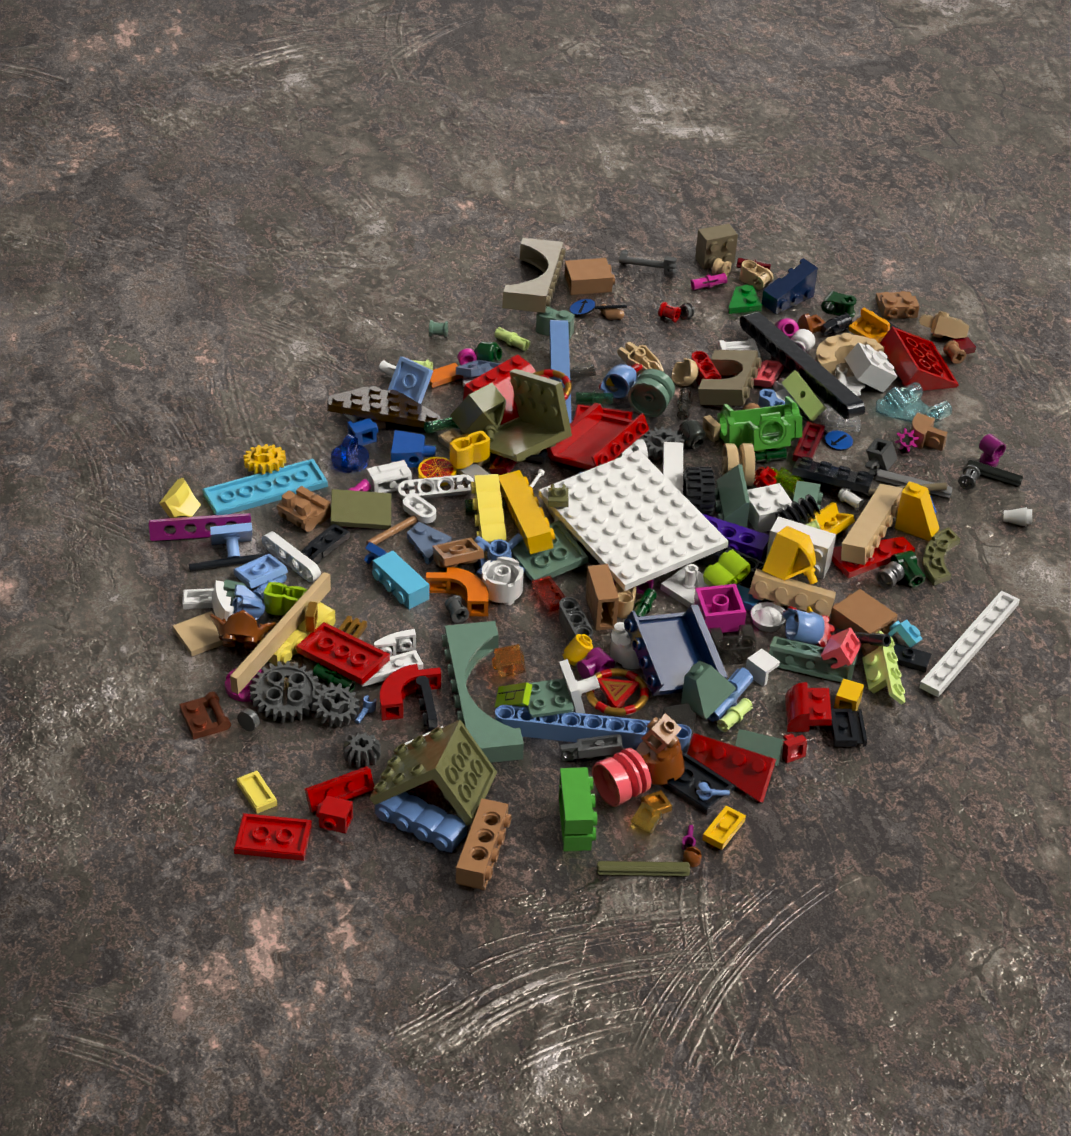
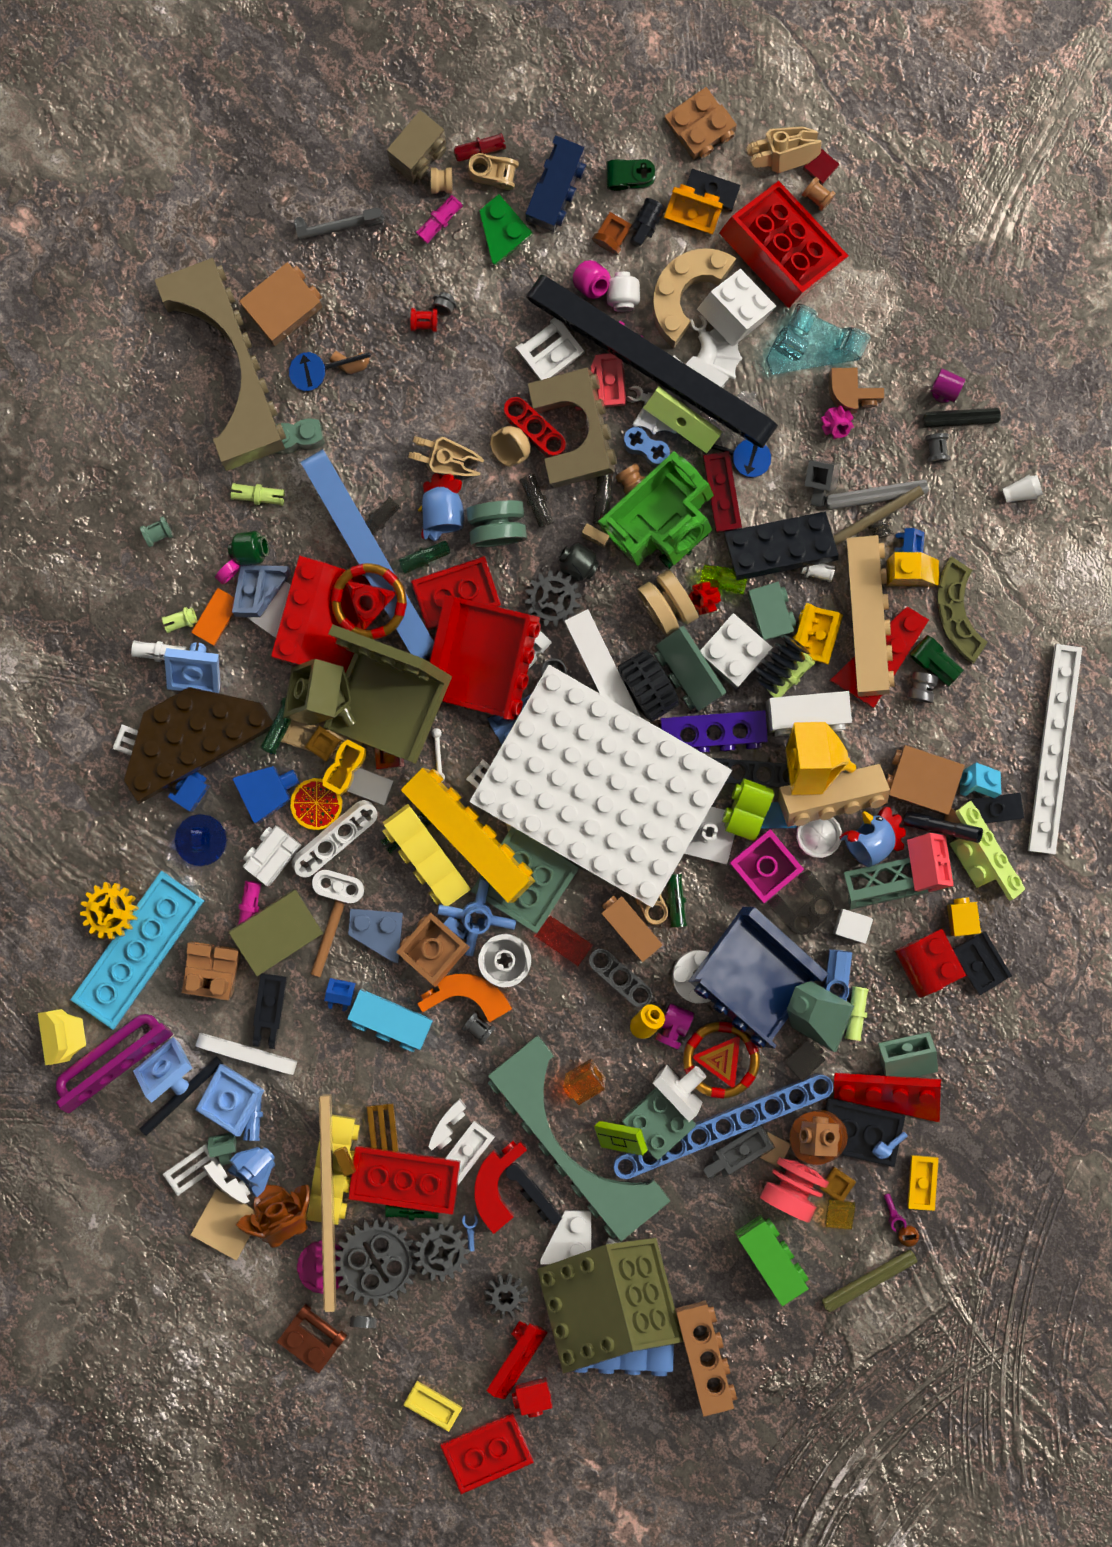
camera: 30 degrees left, 45 degrees up
(281, 598) = (284, 1135): lime brick -> none
(558, 496) = (504, 813): olive tile -> none
(794, 747) = (941, 1029): red tile -> none

